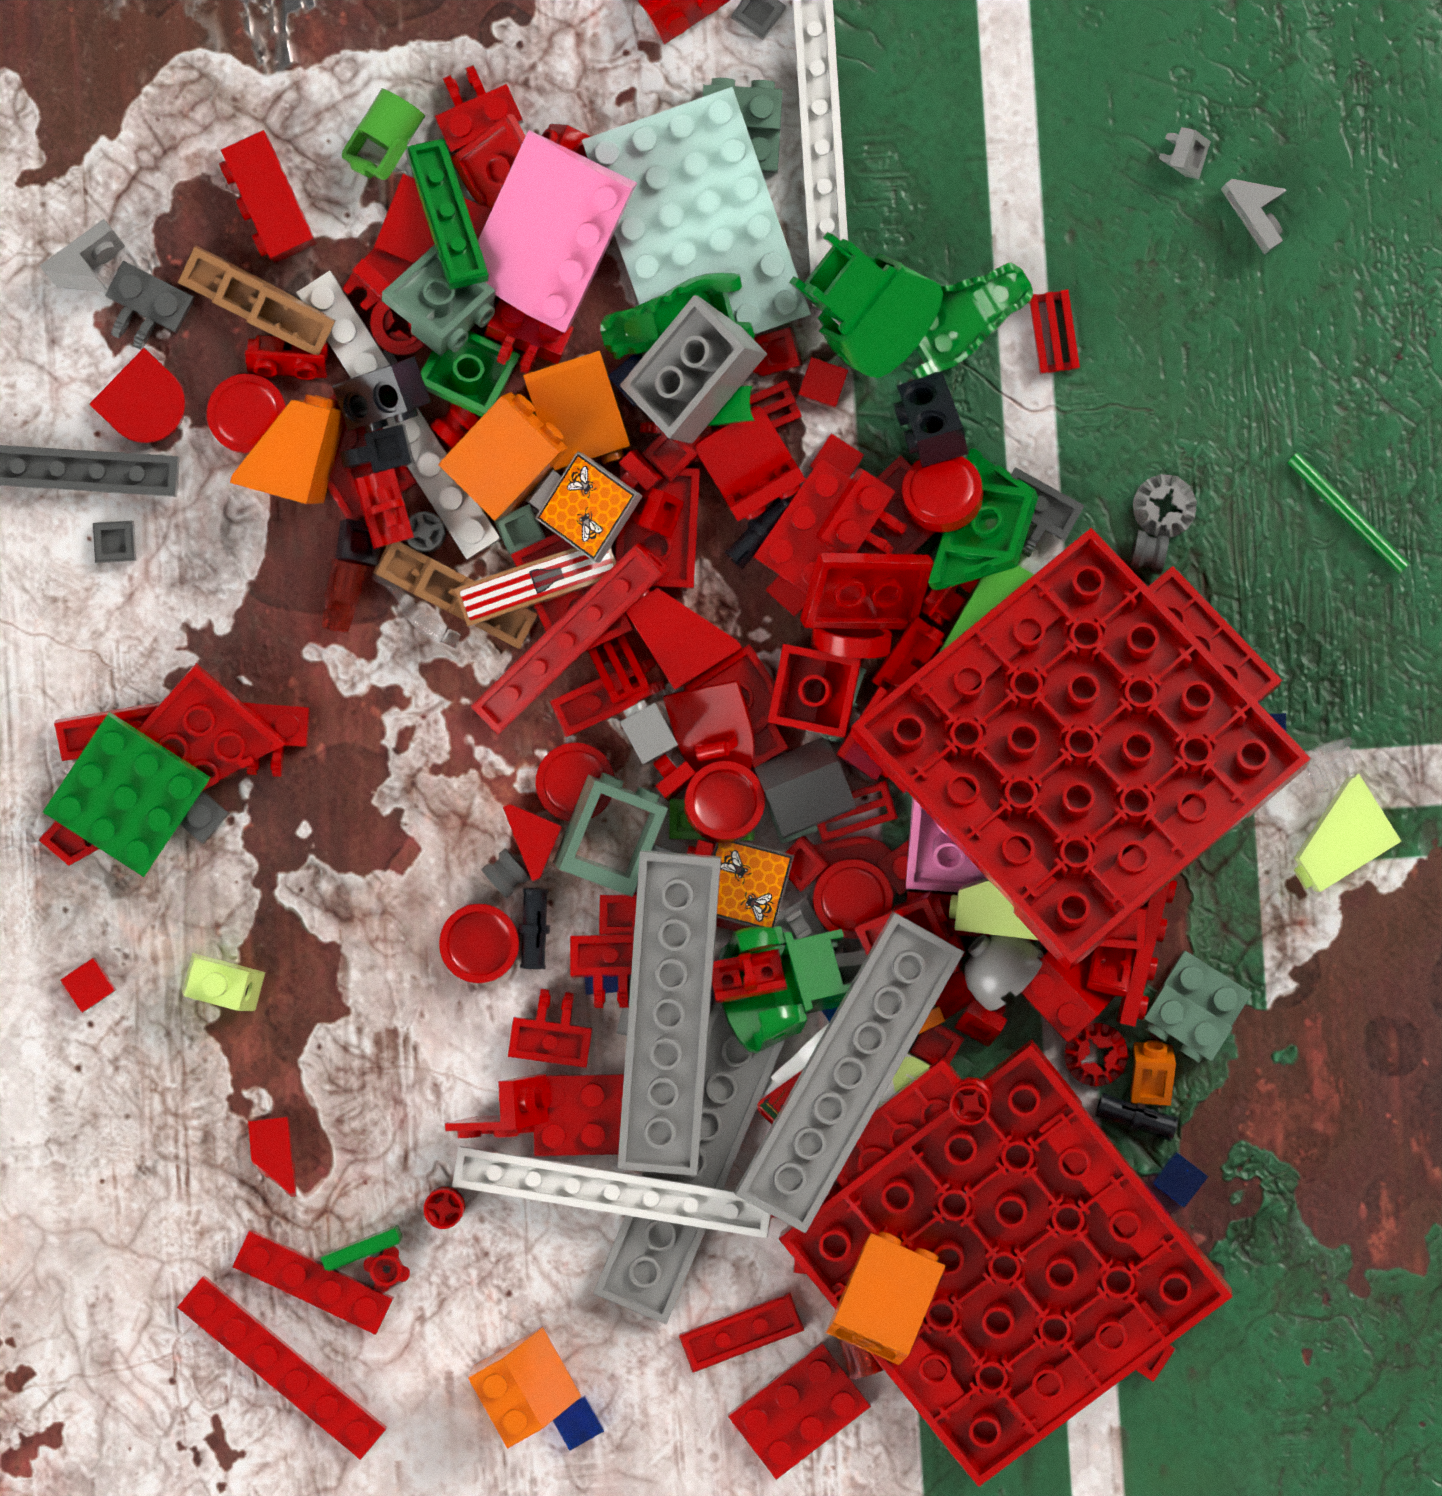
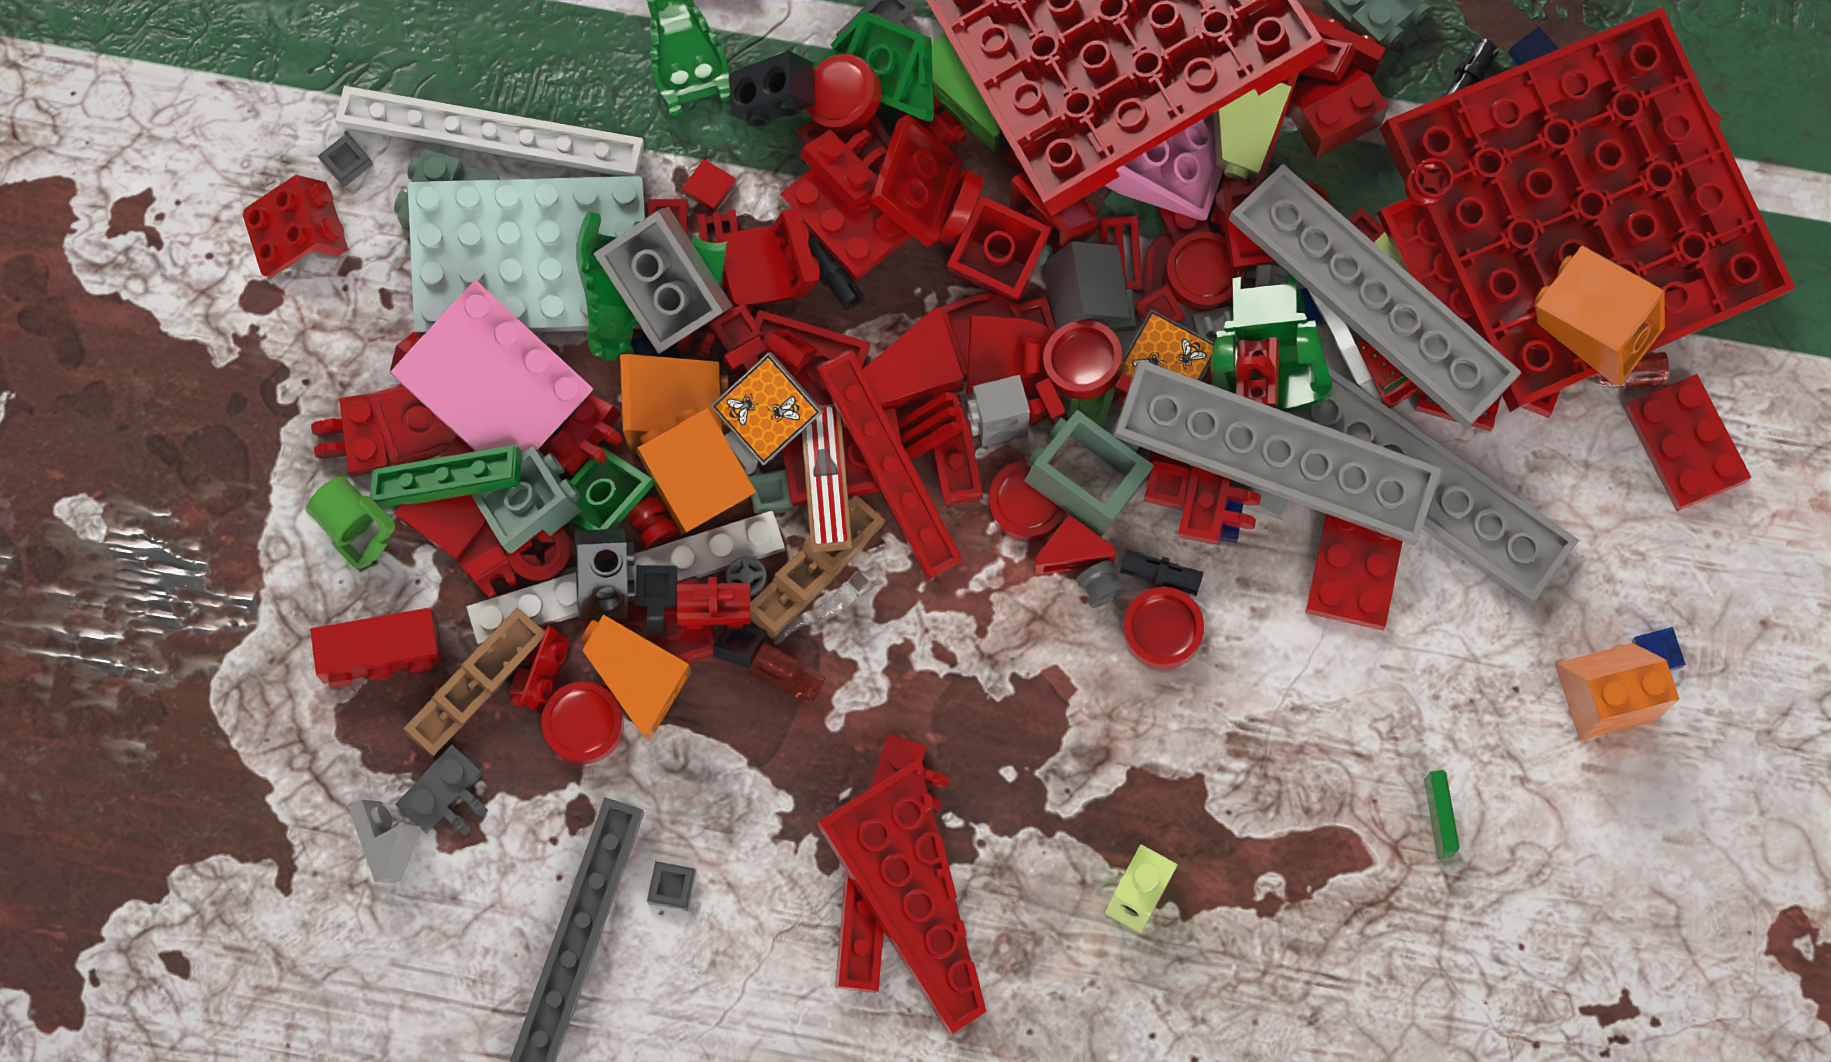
camera: 75 degrees left, 15 degrees down
(88, 985) = (1112, 1025): red tile -> none
(126, 794) = (929, 928): green plate -> none
(142, 400) = (539, 821): red tile -> none
(204, 817) = (970, 868): dark grey plate -> none
(273, 1151) = (1325, 879): red slope -> none
(282, 1367) = (1544, 928): red plate -> none
(310, 1282) = (1464, 875): red plate -> none
(384, 1280) = (1474, 788): red plate -> none
(439, 1210) = (1423, 717): red wheel -> none
(522, 1105) = (1332, 607): red bracket -> none
(550, 1040) = (1275, 583): red hinge -> none
(608, 1191) = (1438, 557): white plate -> none
(741, 1332) = (1599, 477): red tile -> none
(787, 595) = (899, 264): red tile -> none
(839, 455) = (776, 184): red tile -> none
(877, 300) = (649, 102): green piece -> none
(908, 654) = (980, 157): red hinge -> none
(981, 1023) = (1348, 186): red tile -> none
(1000, 966) = (1305, 145): light grey cylinder -> none
(1114, 1061) = (1410, 83): red gear -> none
(1153, 1073) = (1432, 49): orange bracket -> none

